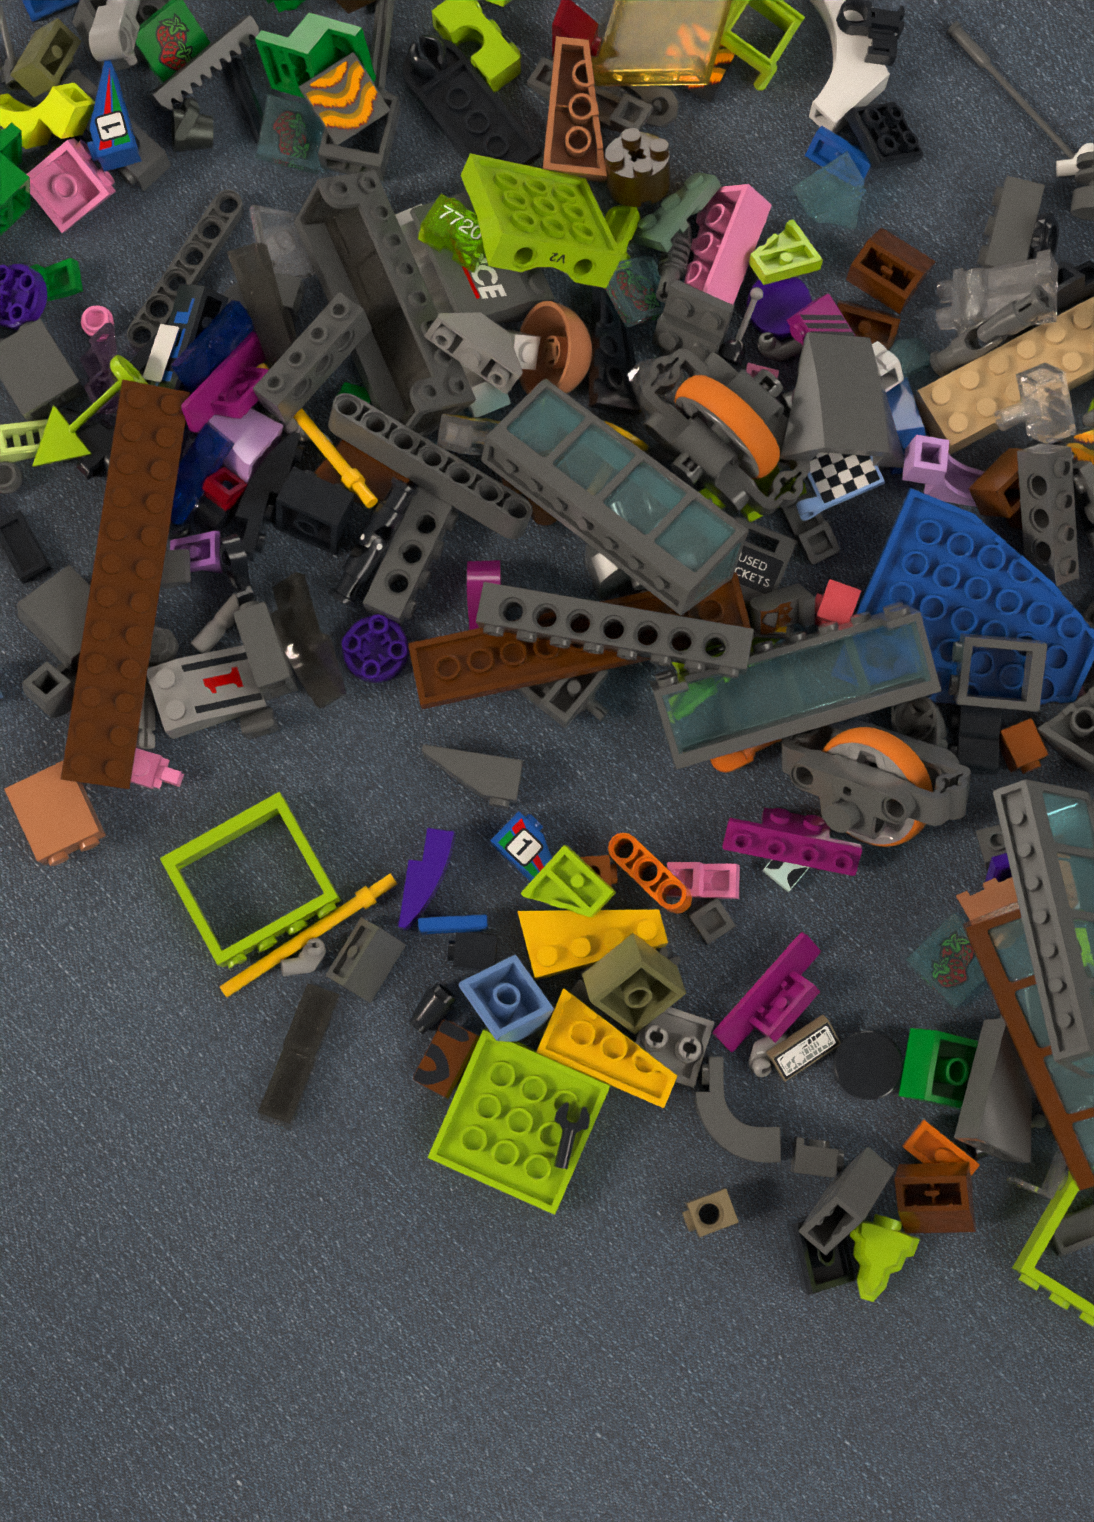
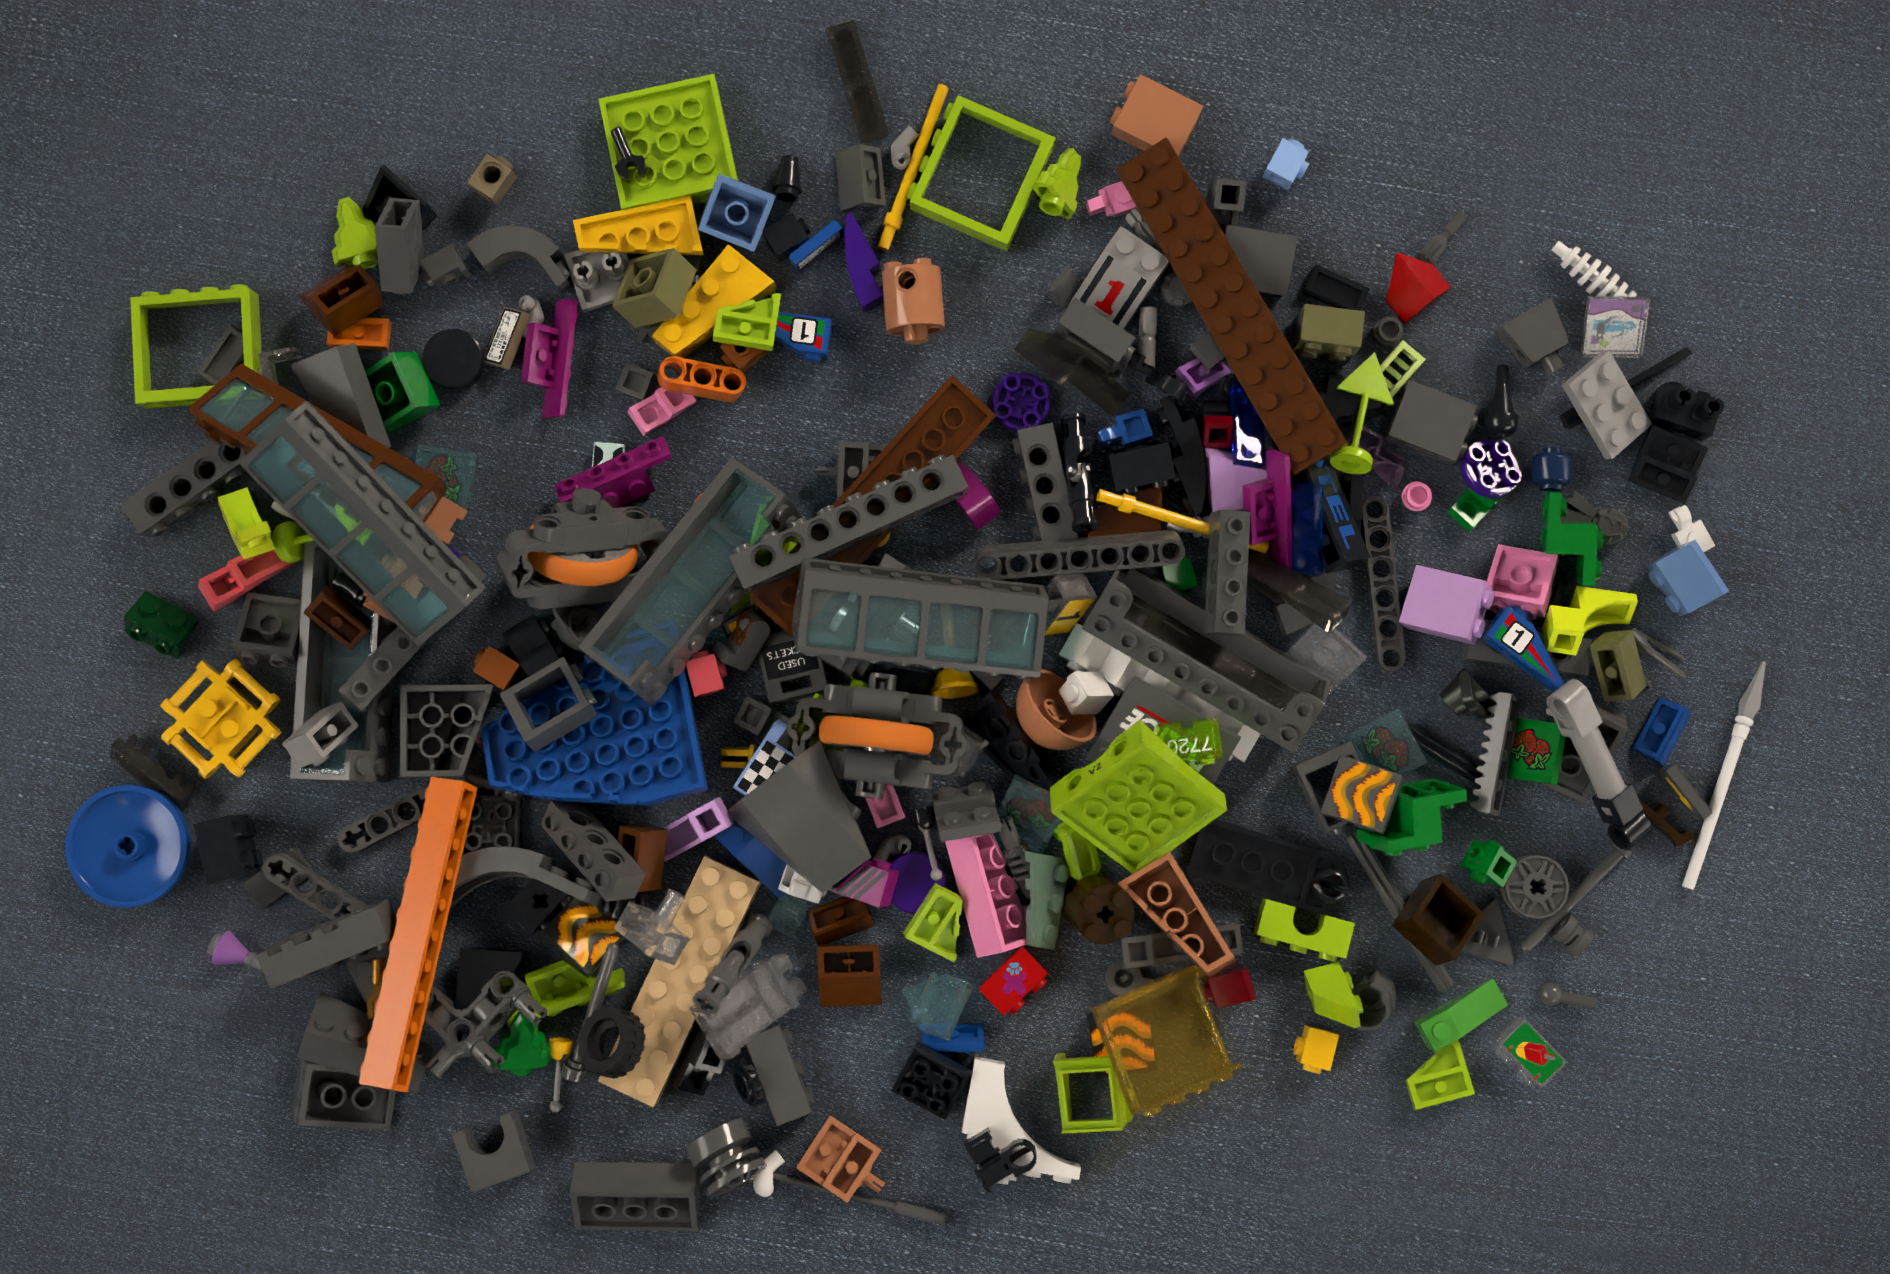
camera: 140 degrees right, 5 degrees up
(60, 504) = (1328, 332): none -> olive brick
(146, 205) = (1446, 605): none -> lavender brick
(160, 352) = (1343, 496): white sticker -> none
(188, 817) = (1059, 185): none -> lime rock
(298, 553) = (1129, 428): none -> blue plate
(411, 792) = (913, 310): none -> nougat cylinder
(446, 1058) = (752, 151): reddish brown slope -> none
(478, 345) = (1106, 665): light grey slope -> none
(485, 775) = (873, 365): dark grey slope -> none
(758, 164) = (1013, 981): none -> red brick
(857, 516) = (737, 751): none -> yellow arm
(1008, 125) = (840, 1160): none -> nougat plate

